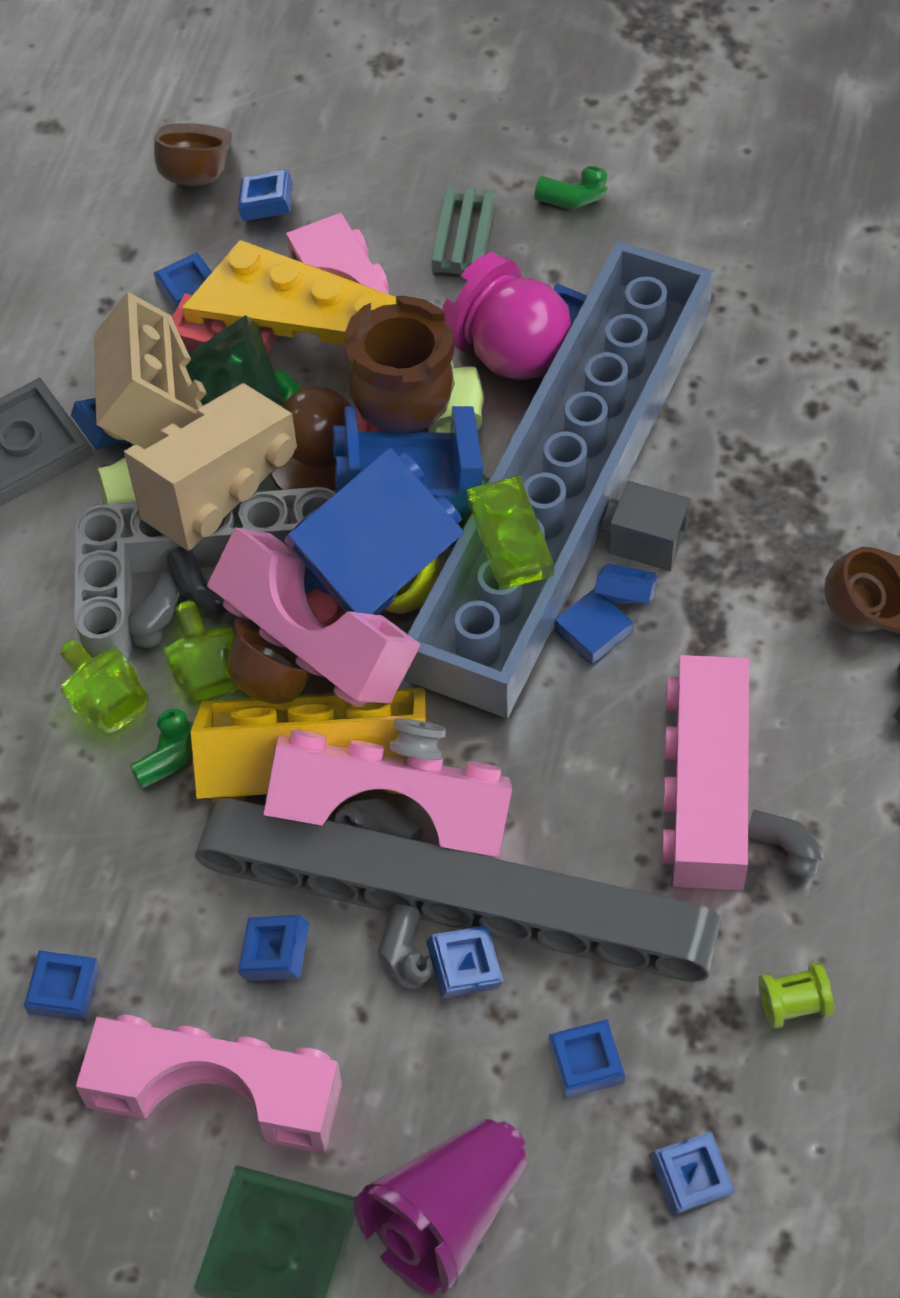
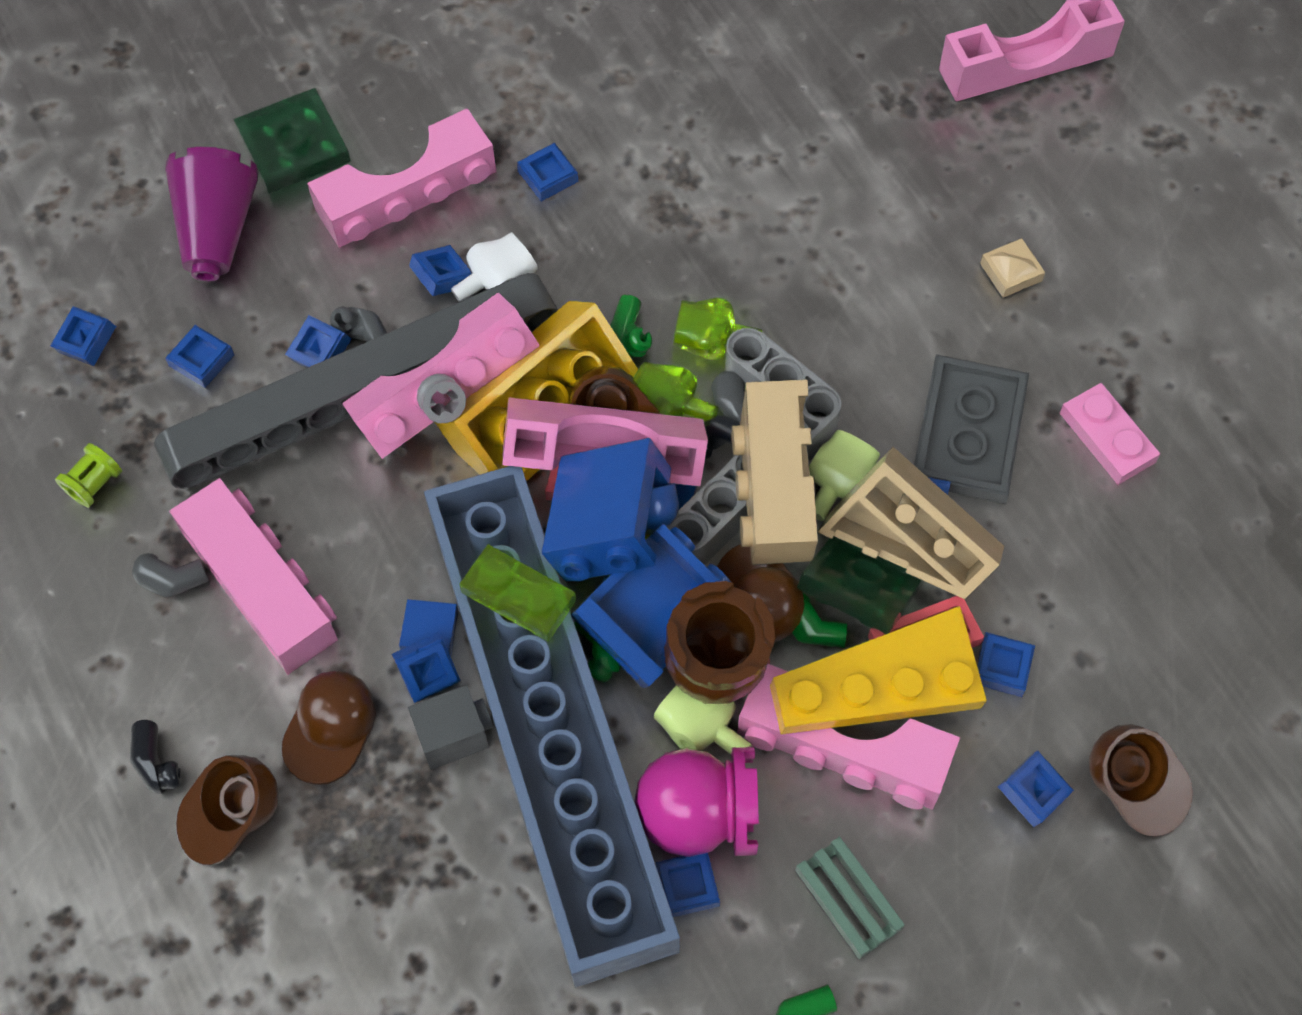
camera: 135 degrees right, 5 degrees up
(220, 899) = (494, 264): none -> white piece
(743, 613) = (328, 727): none -> reddish brown cap

